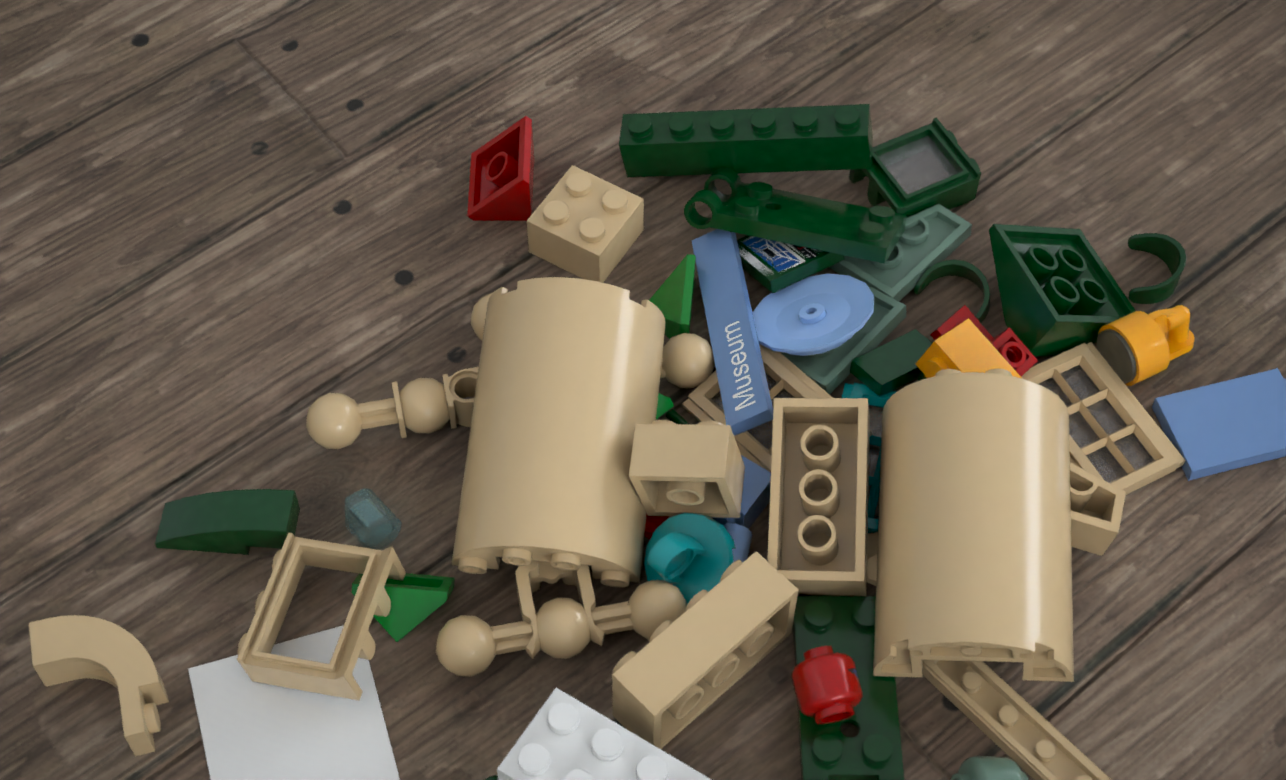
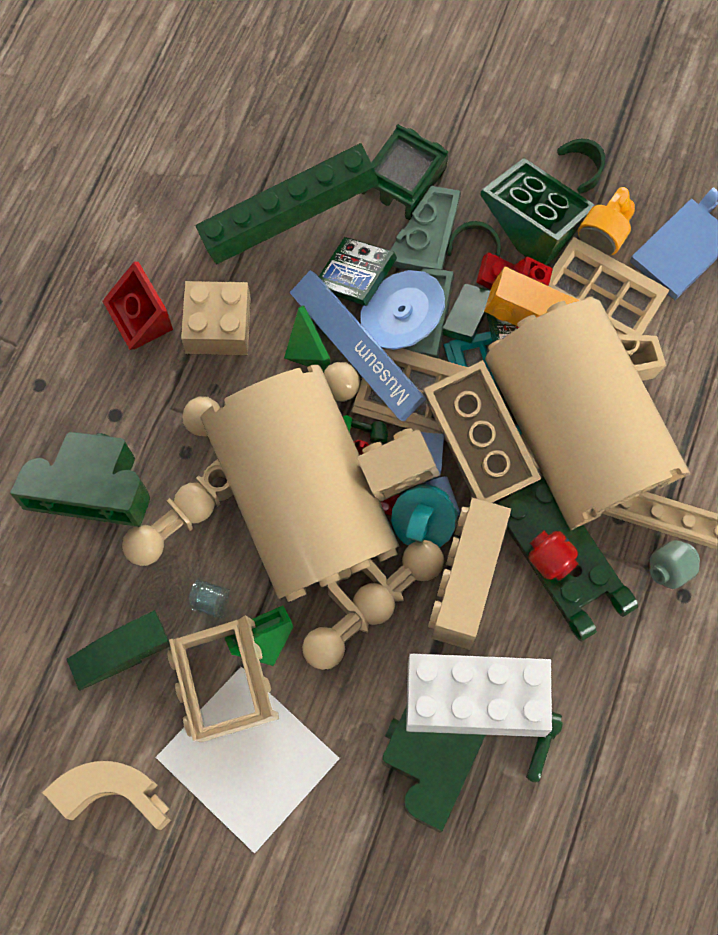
camera: 30 degrees left, 15 degrees up
(317, 321) = (85, 482): none -> dark green brick
(797, 218) = (351, 245): dark green hinge -> none

